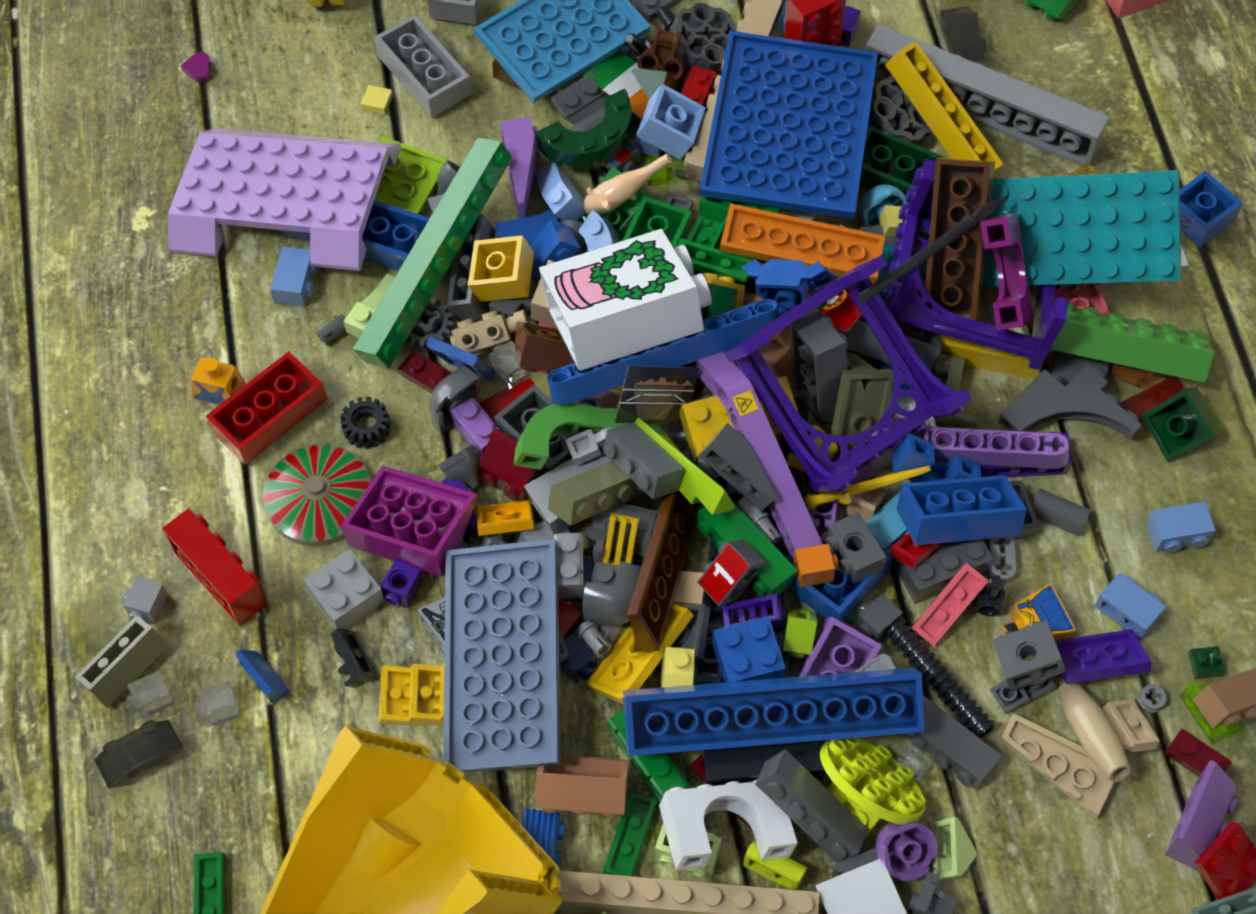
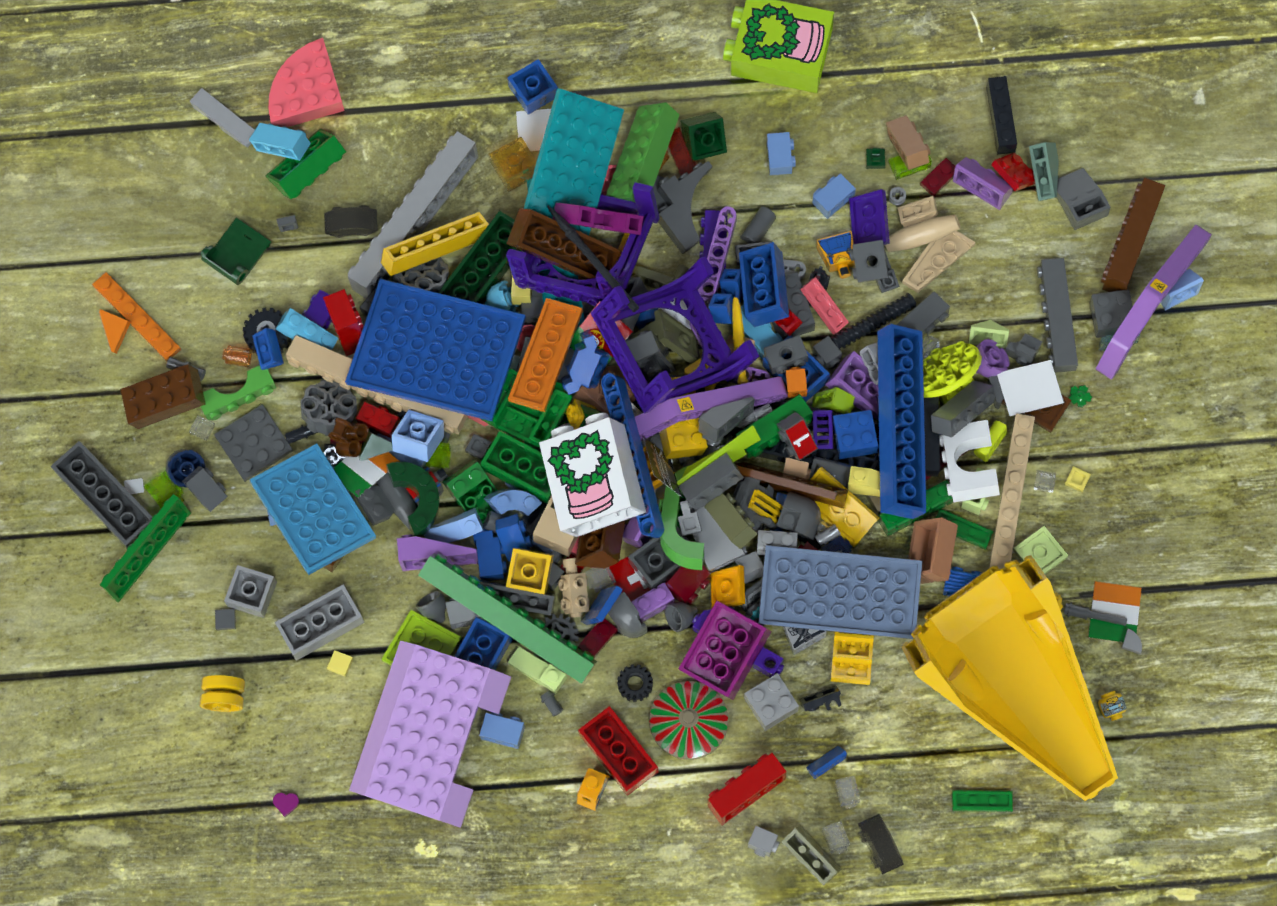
camera: 80 degrees left, 10 degrees up
(621, 188) = (472, 479): light nougat piece -> none

